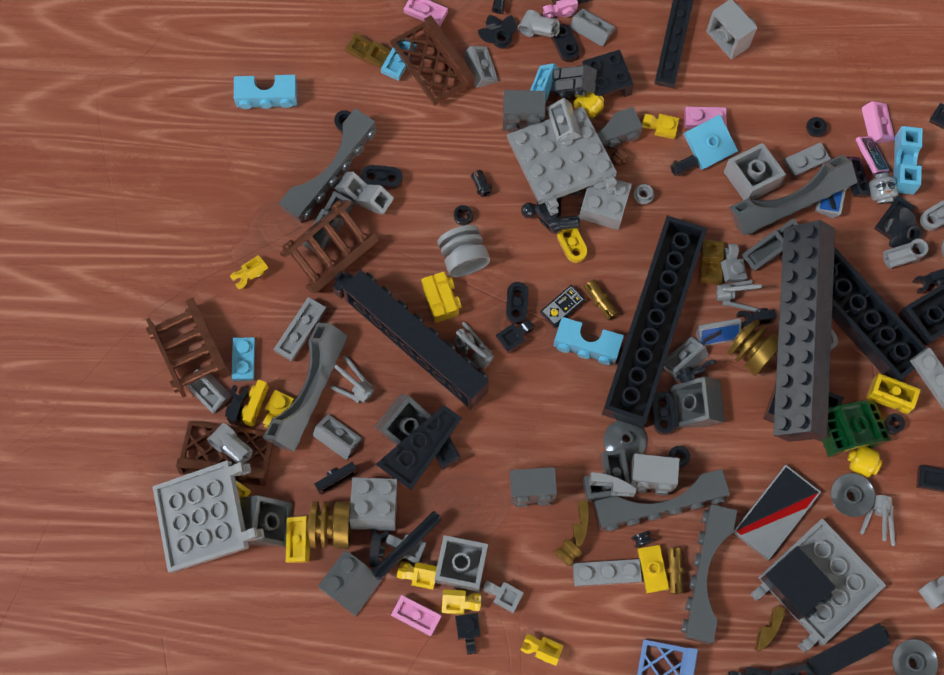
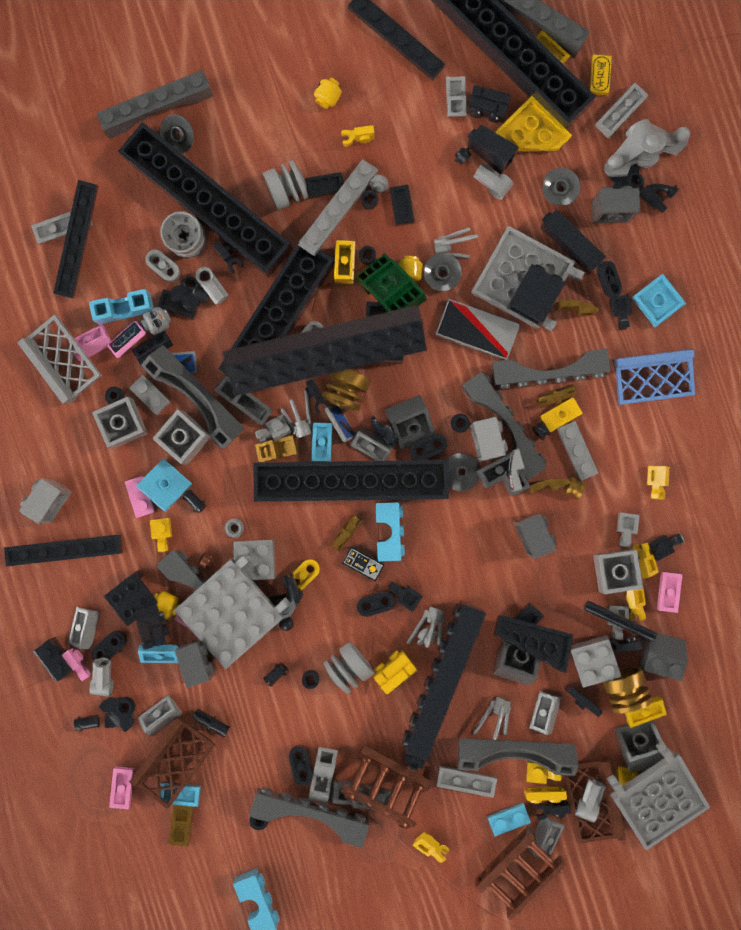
camera: 110 degrees left, 15 degrees up
(456, 109) = (210, 722): none -> black axle
(563, 121) = (196, 622): light grey slope -> none
(704, 307) = (322, 442): none -> medium azure plate
(787, 120) = (120, 422): none -> light grey brick
(863, 74) = (50, 372): none -> light grey fence

